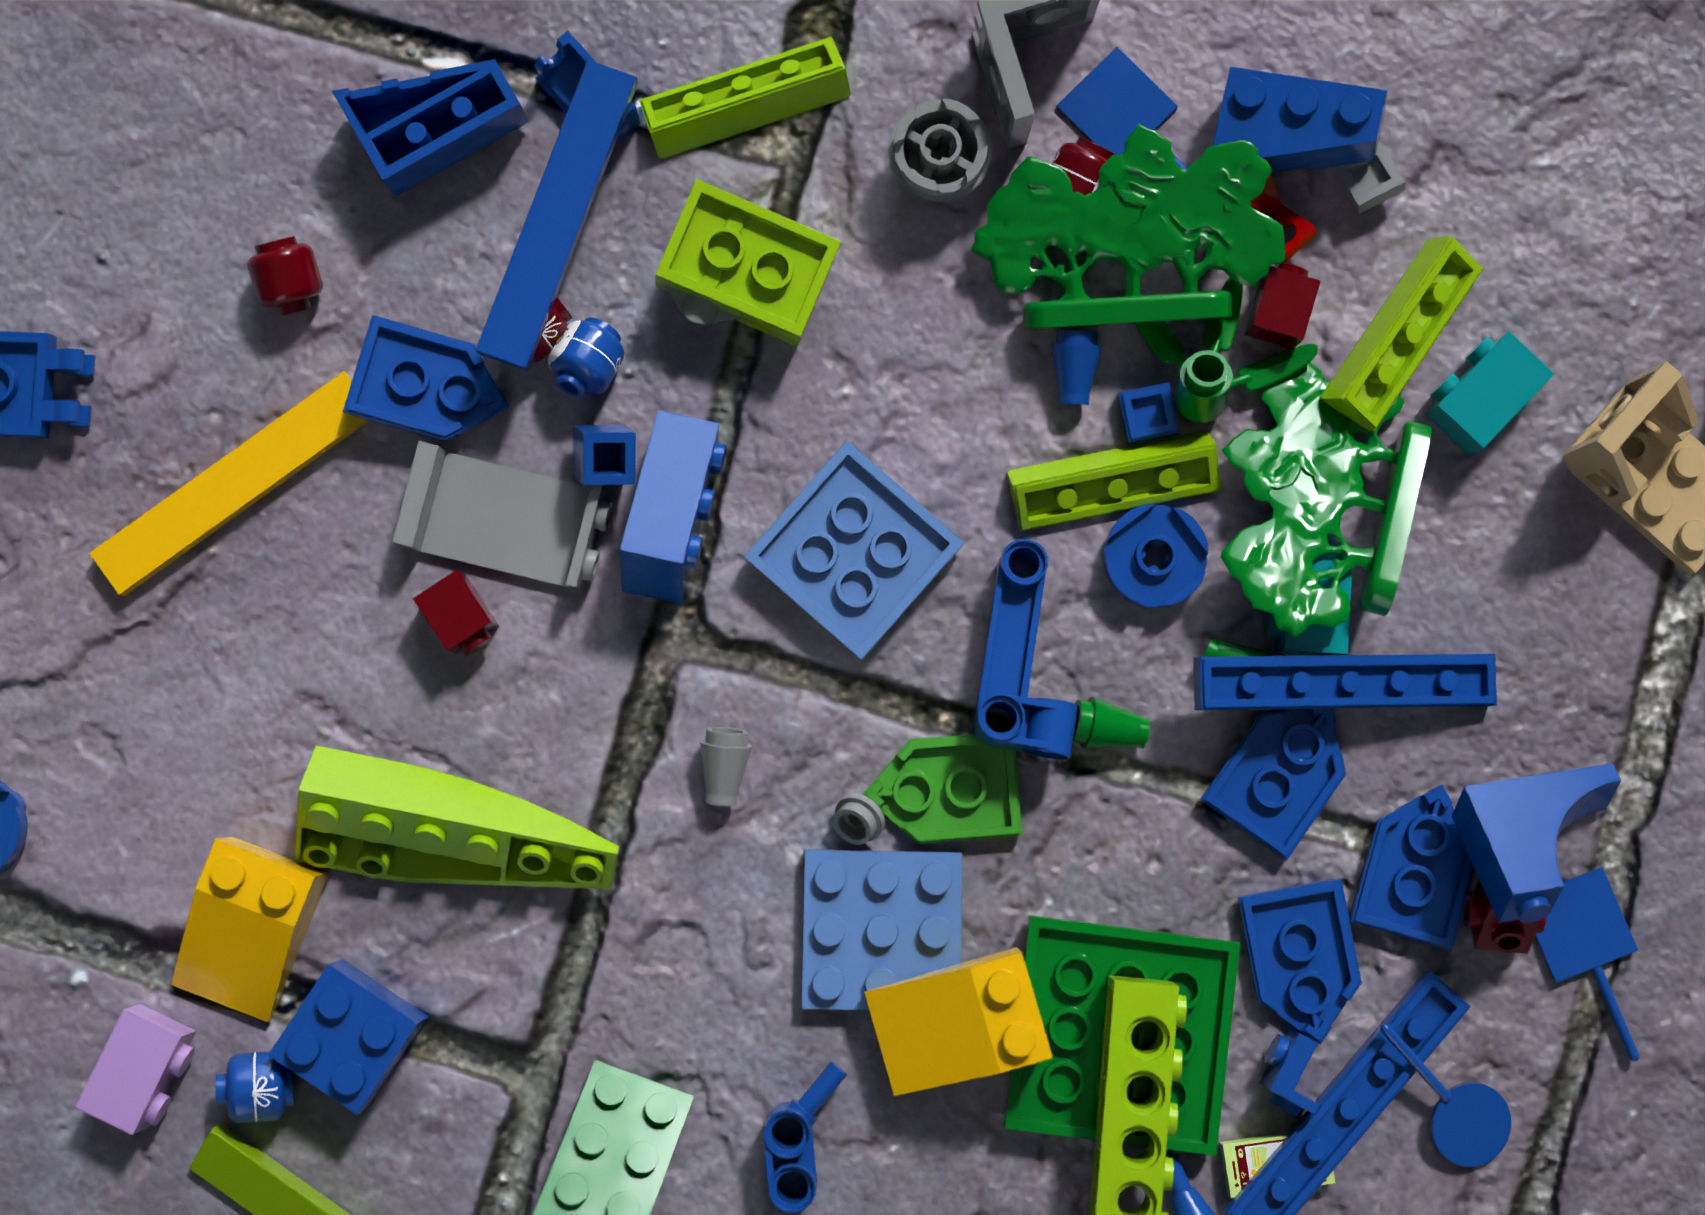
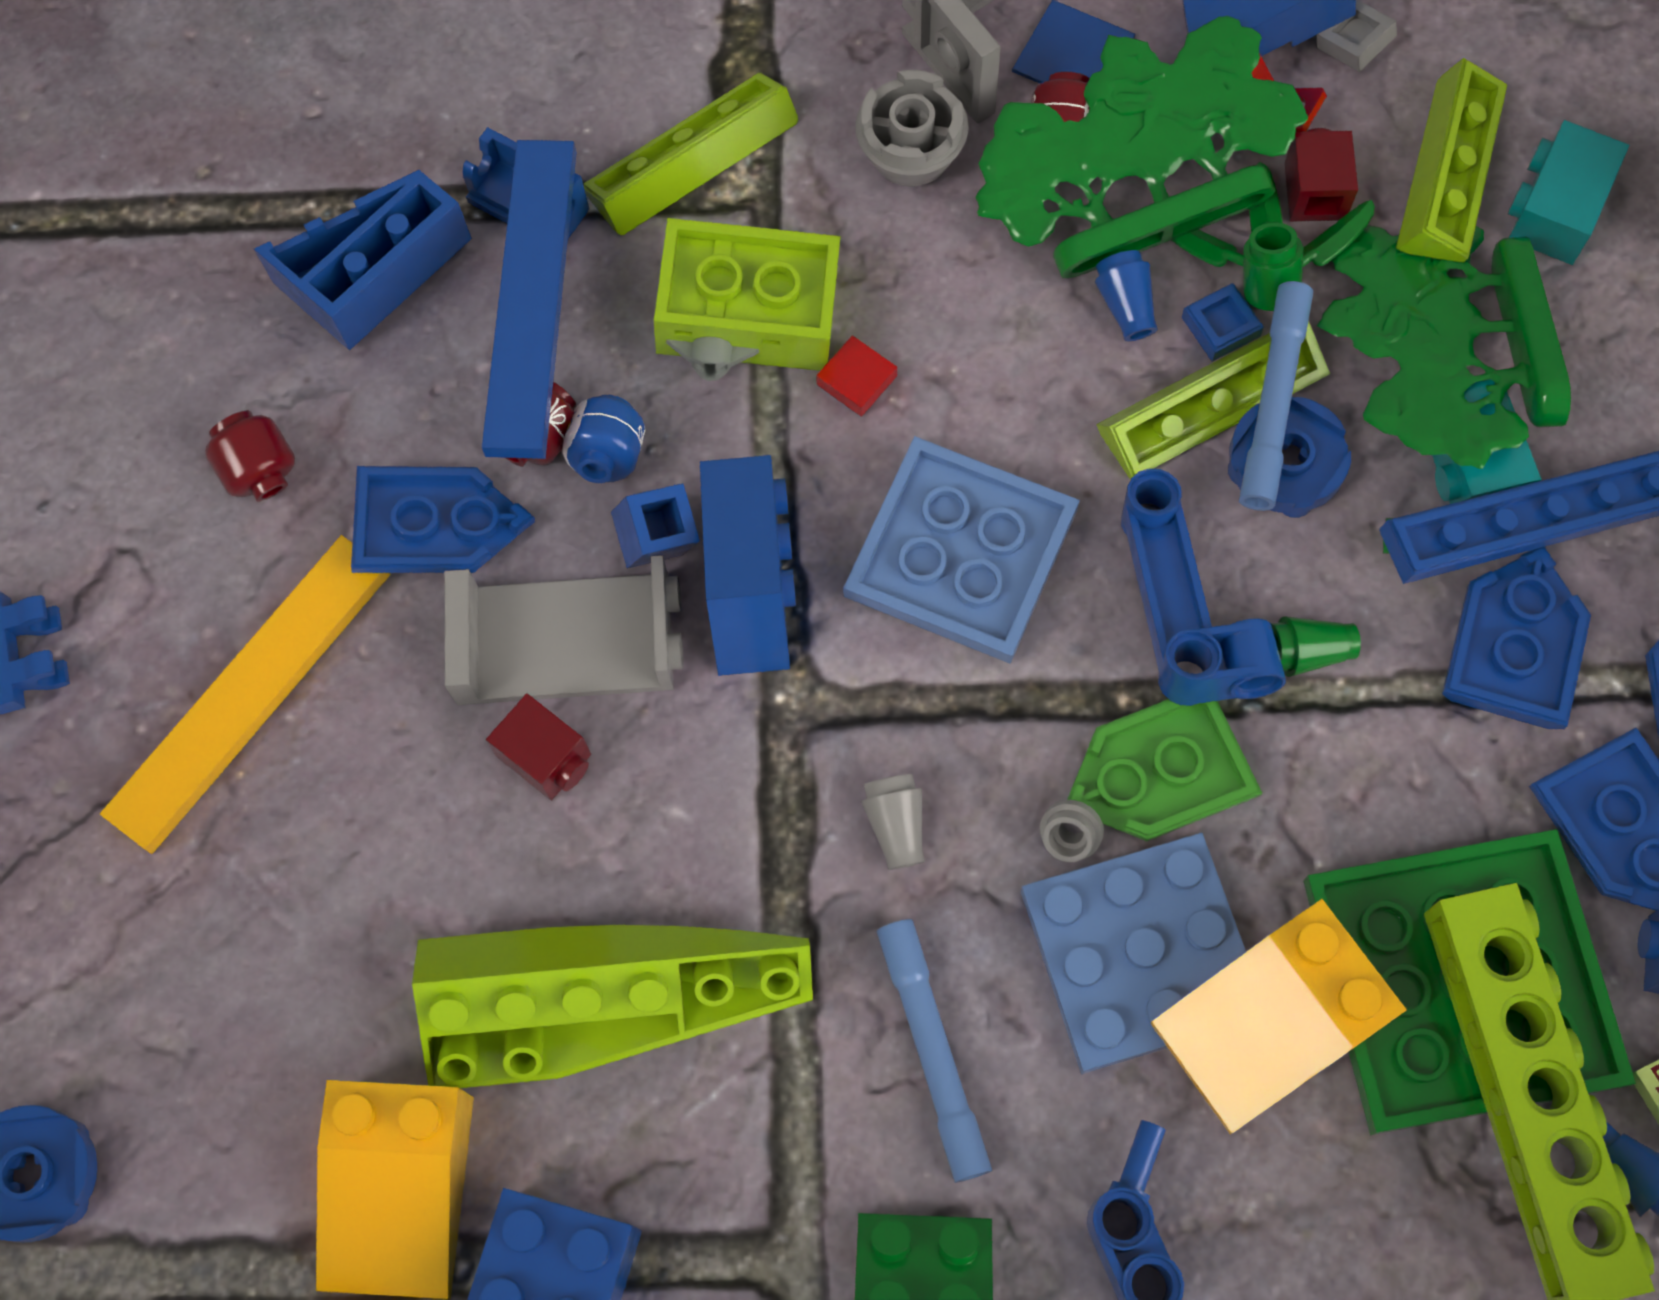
camera: 10 degrees left, 15 degrees down
(692, 1014) = (955, 1119): none -> medium blue piece
(820, 362) = (856, 375): none -> red tile
(1189, 455) = (1265, 456): none -> medium blue piece

